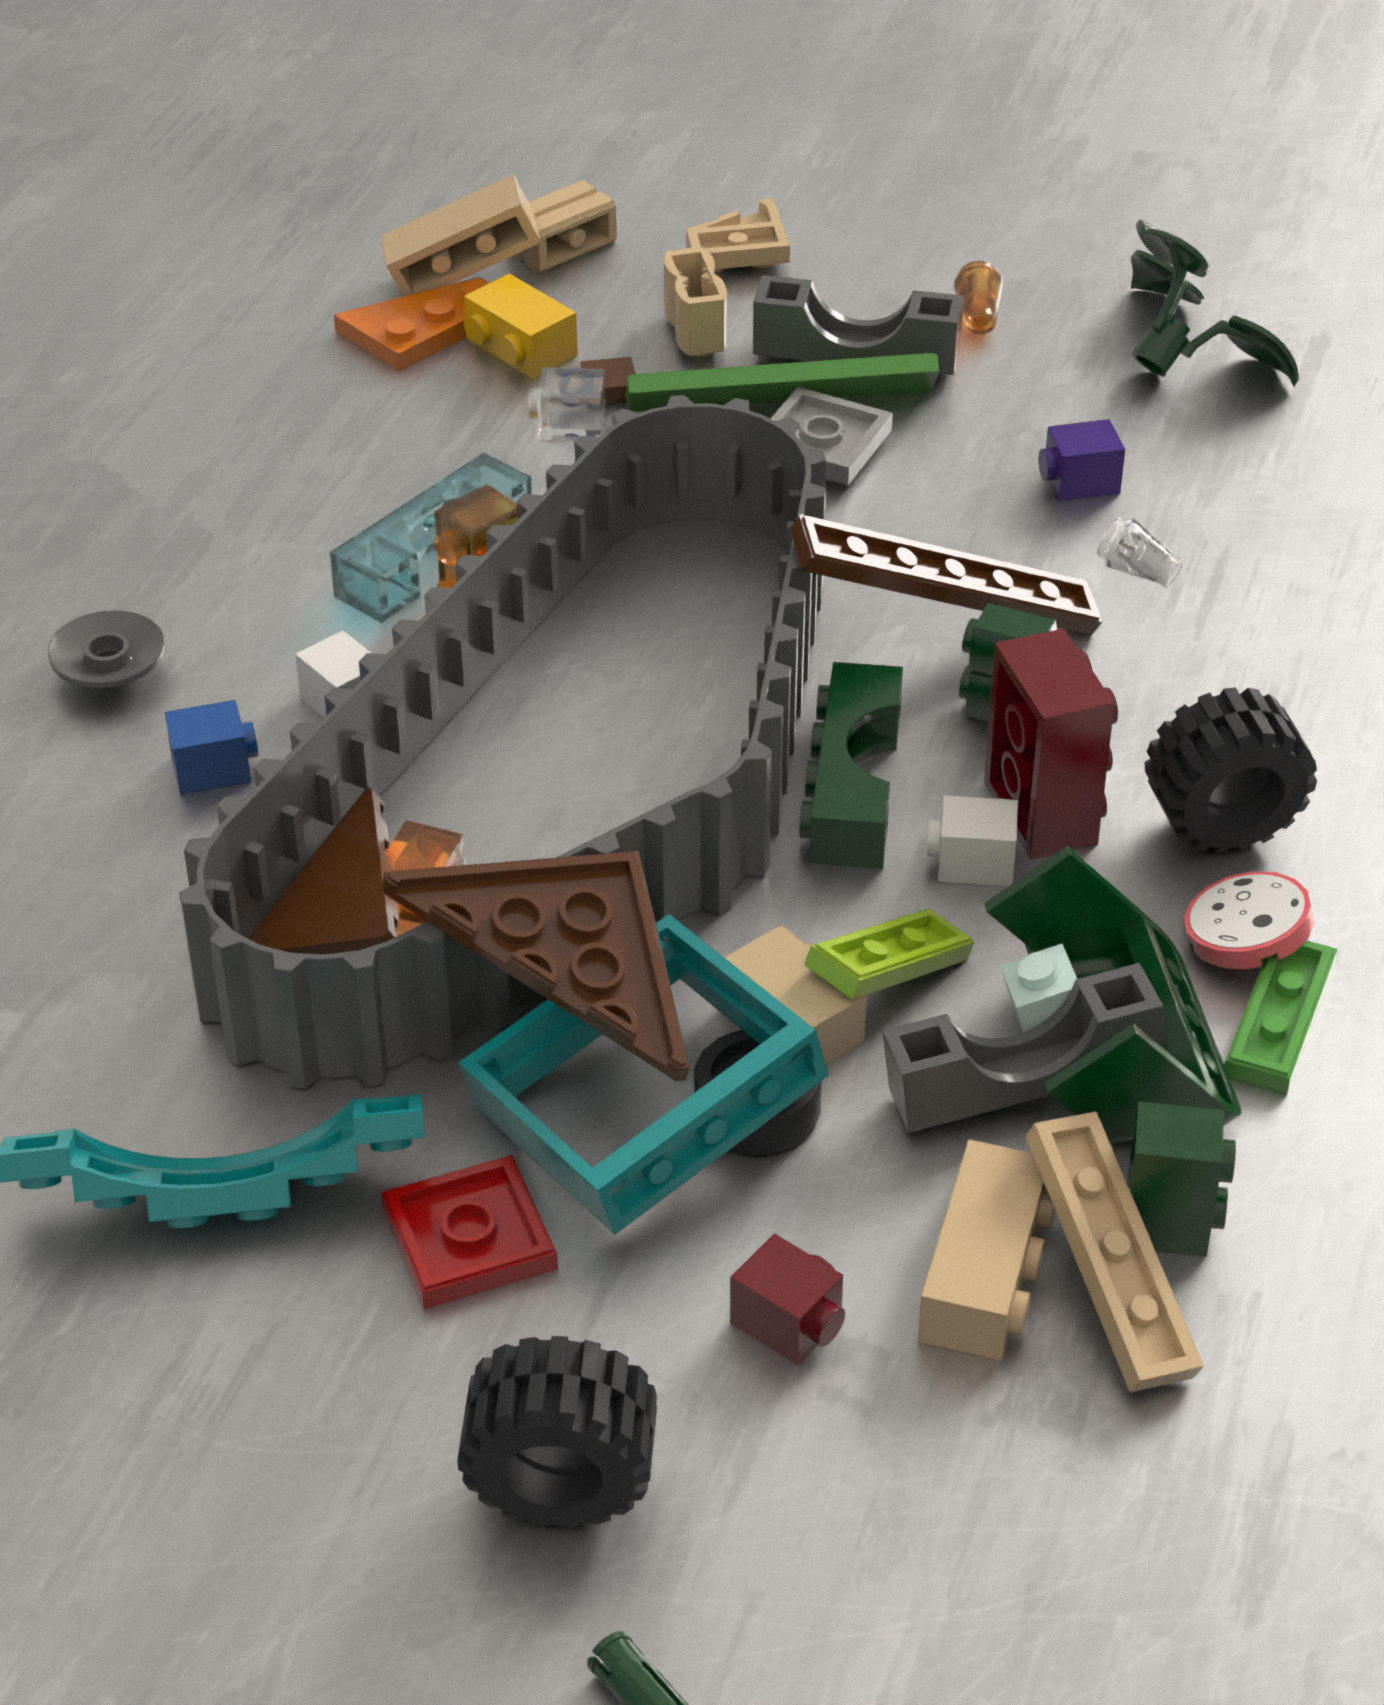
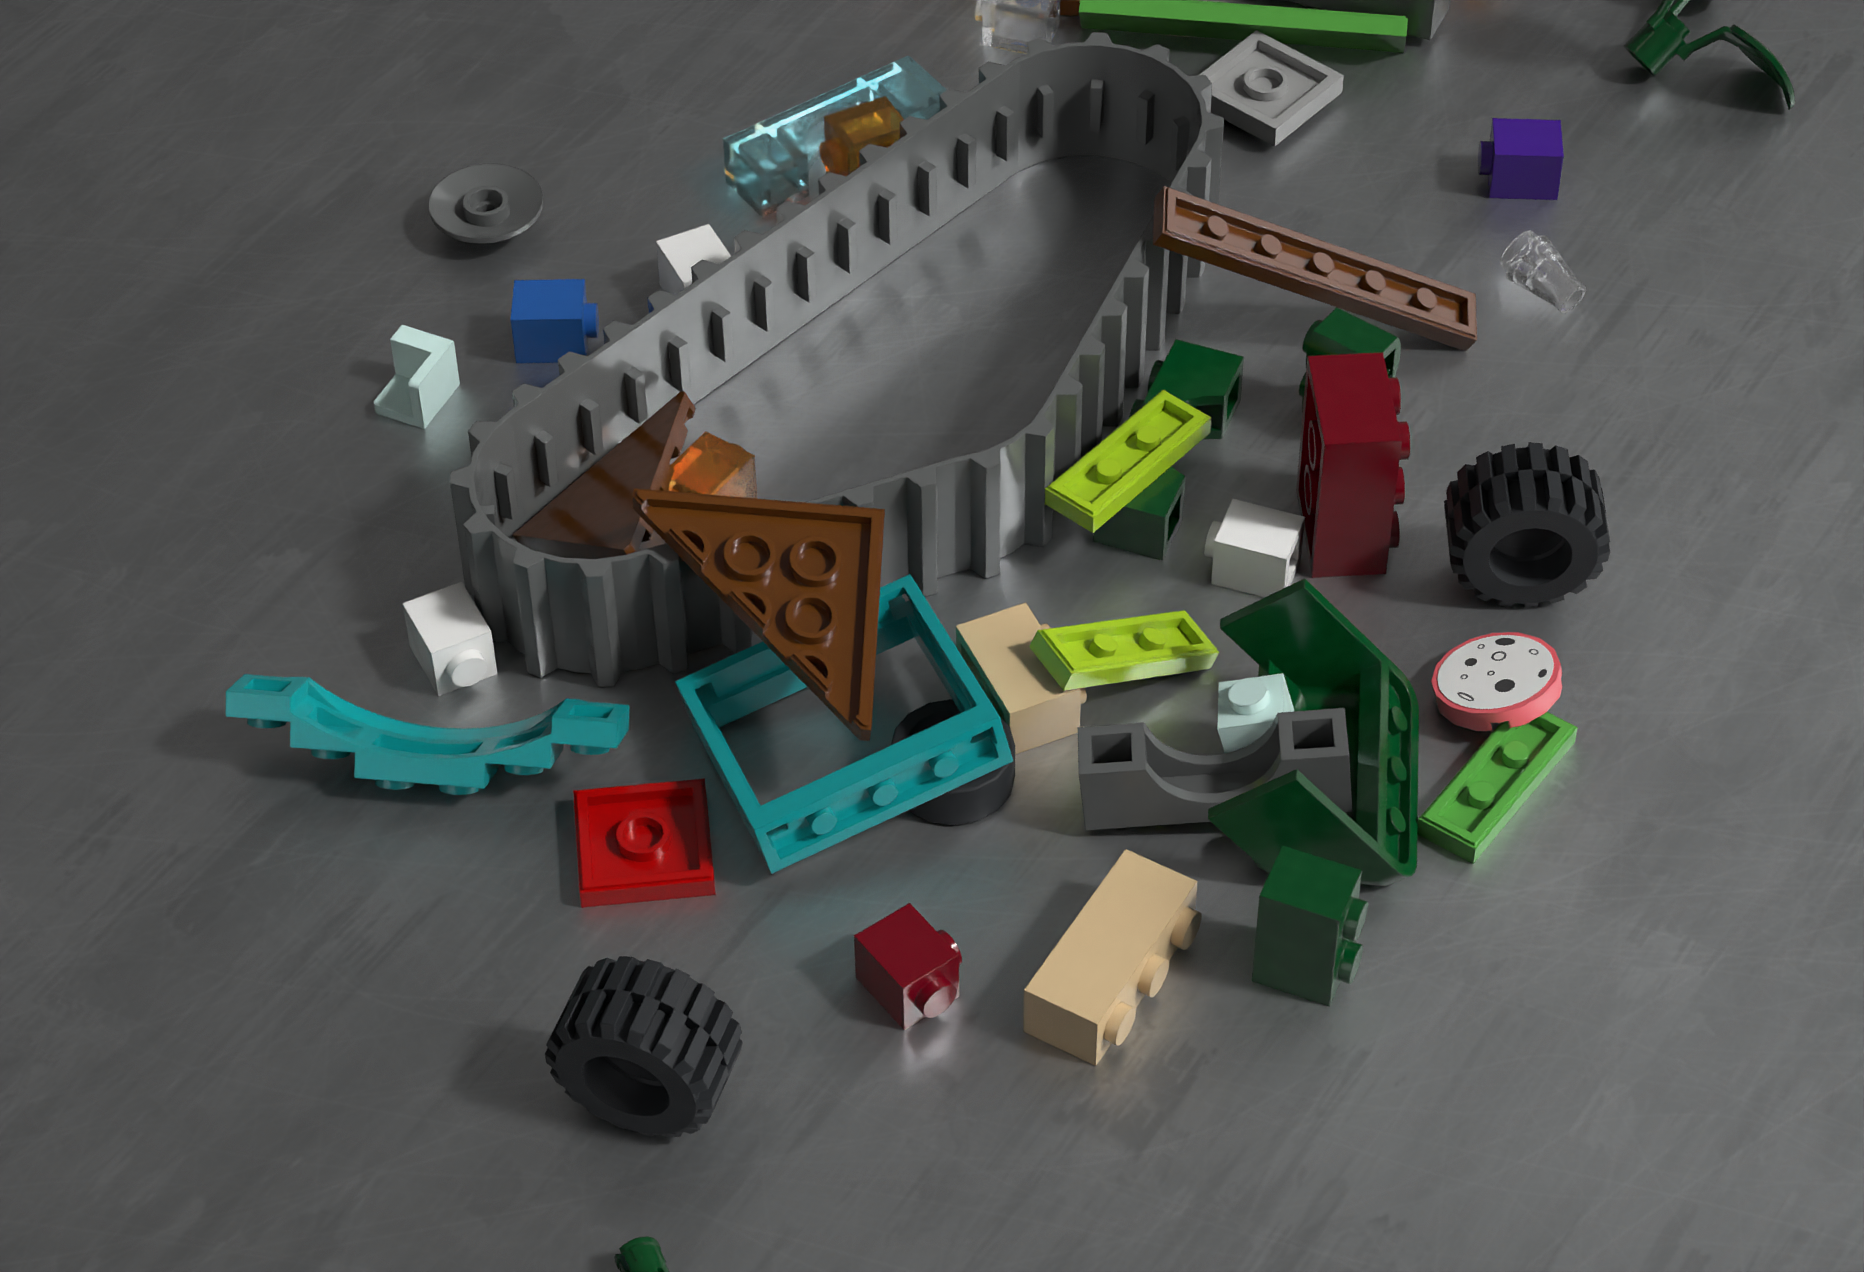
camera: 15 degrees right, 5 degrees up
(91, 821) = (423, 377): none -> light aqua panel
(204, 1066) = (450, 638): none -> white brick
(832, 777) = (1127, 461): none -> lime tile
(1114, 1252) = (1224, 984): tan plate -> none

